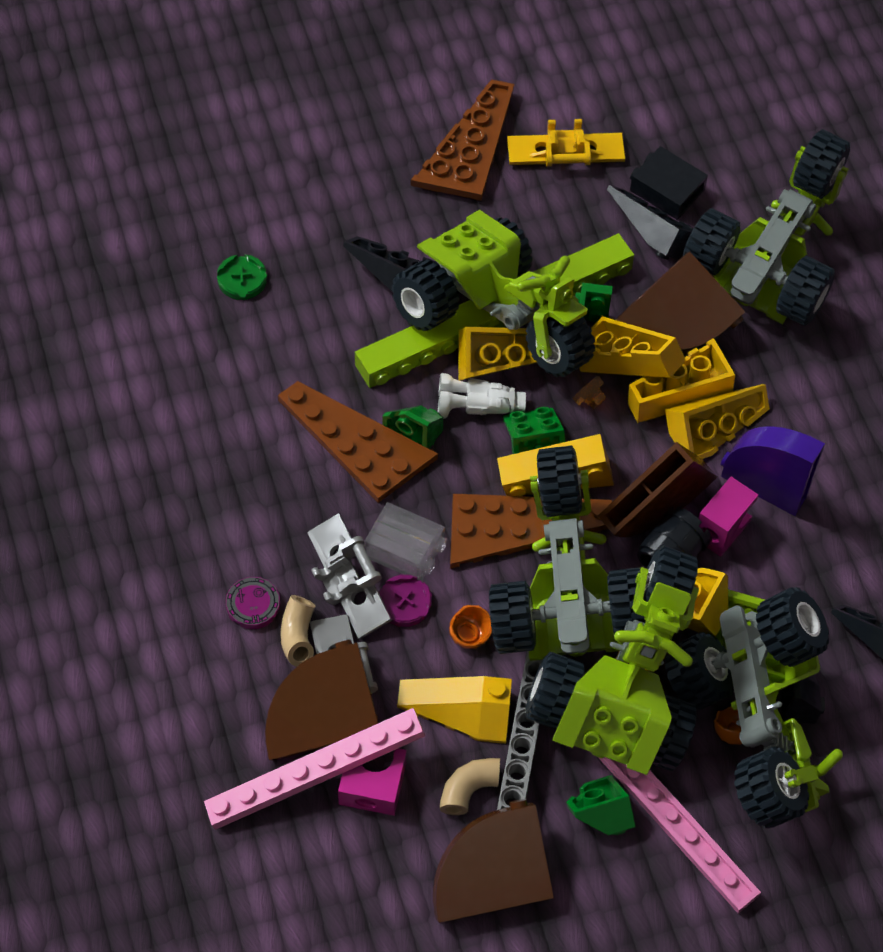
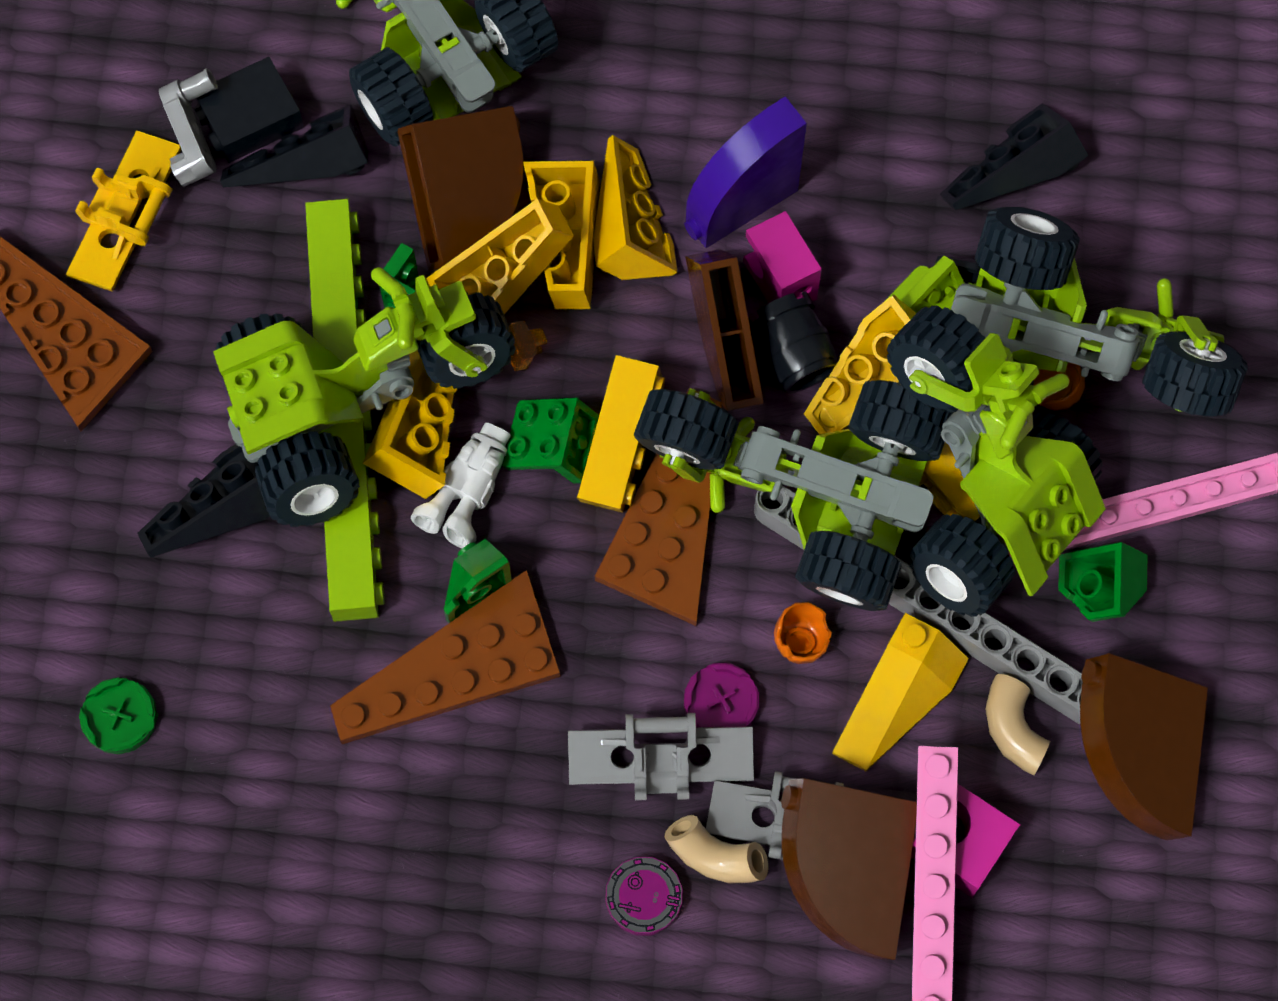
camera: 65 degrees left, 10 degrees up
(405, 541) = (642, 663): clear brick -> none
(633, 154) = (196, 158): none -> light grey beam

